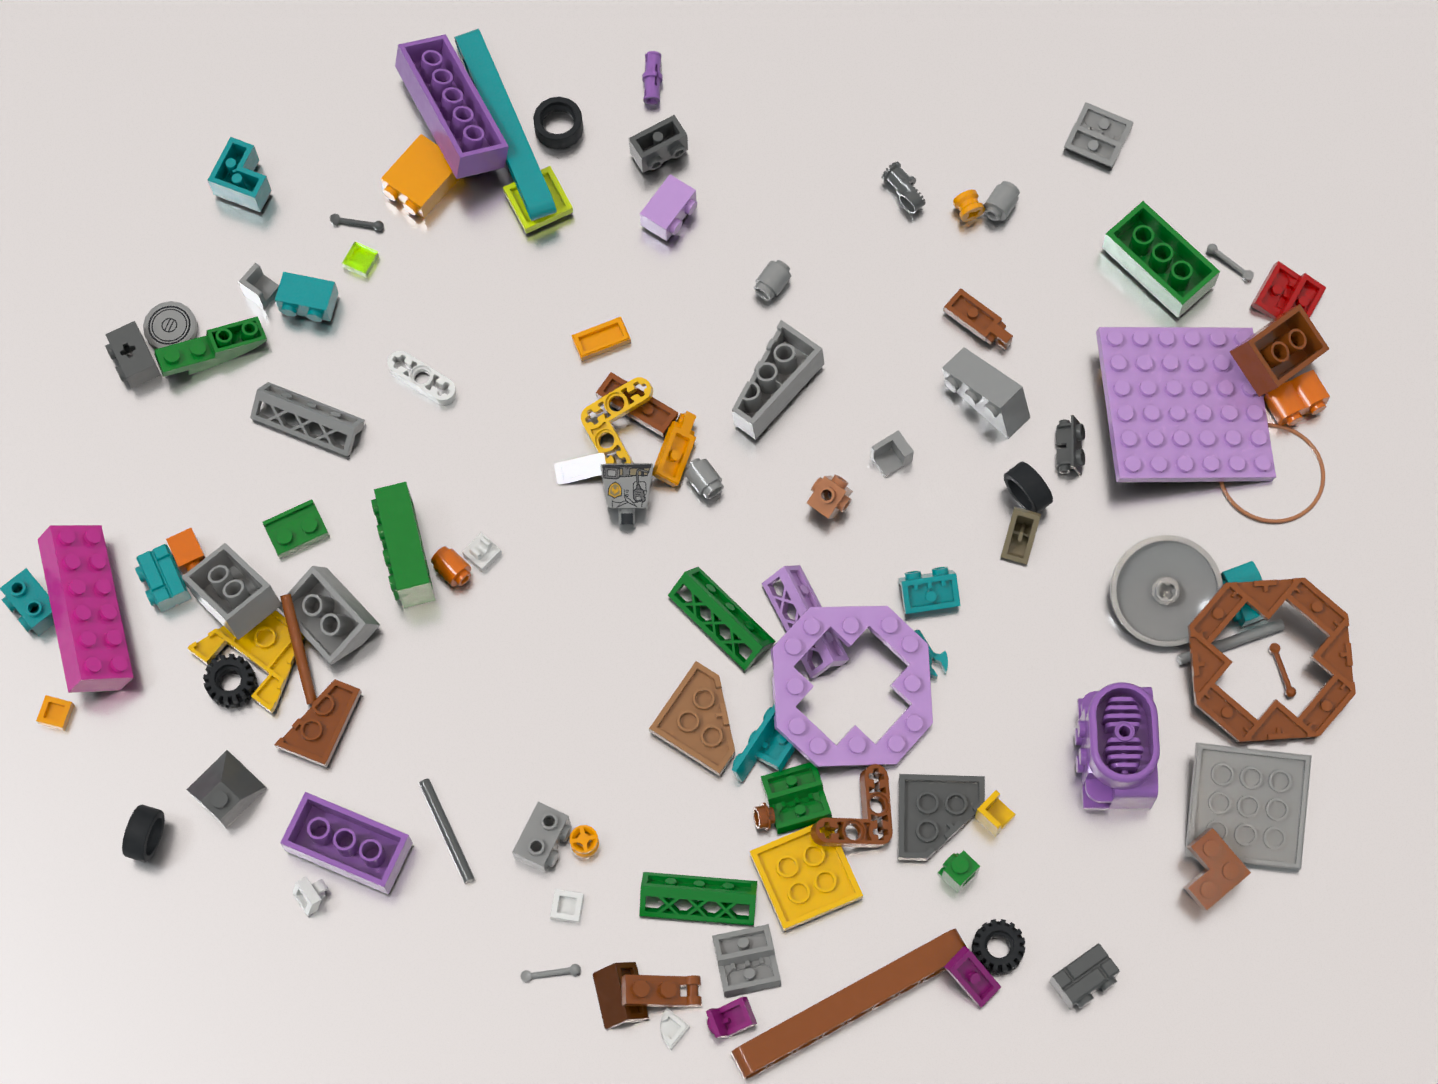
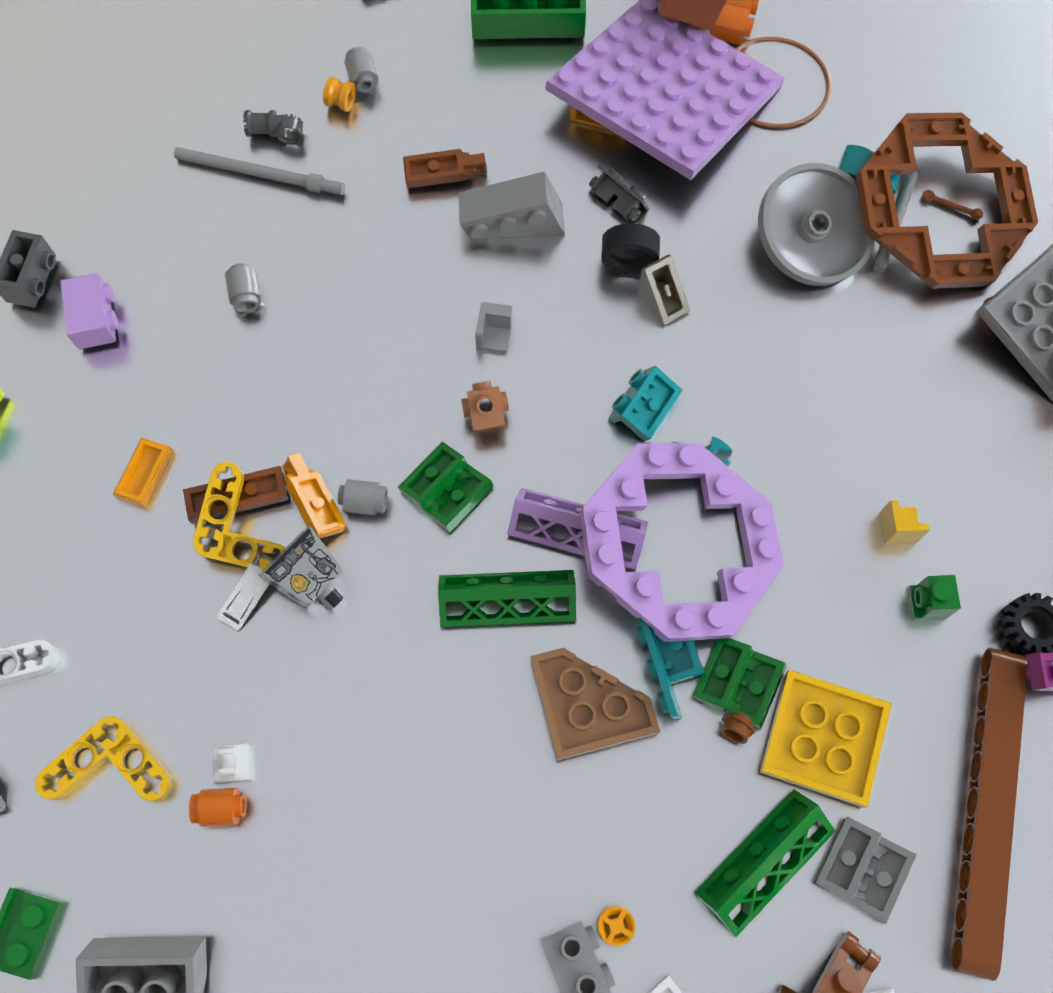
camera: 50 degrees left, 0 degrees up
(402, 545) = (149, 837): green brick -> none
(430, 482) = (115, 751): none -> yellow beam
(731, 1018) = (920, 939): magenta bracket -> none
(758, 520) = (445, 486): none -> green slope
(776, 379) = (335, 354): light grey wedge -> none
(865, 825) = (823, 641): dark orange beam -> none
(888, 249) = (312, 182): none -> light grey bar
(934, 810) = (857, 572): dark grey plate -> none
(1118, 747) = (934, 366): medium lavender brick -> none

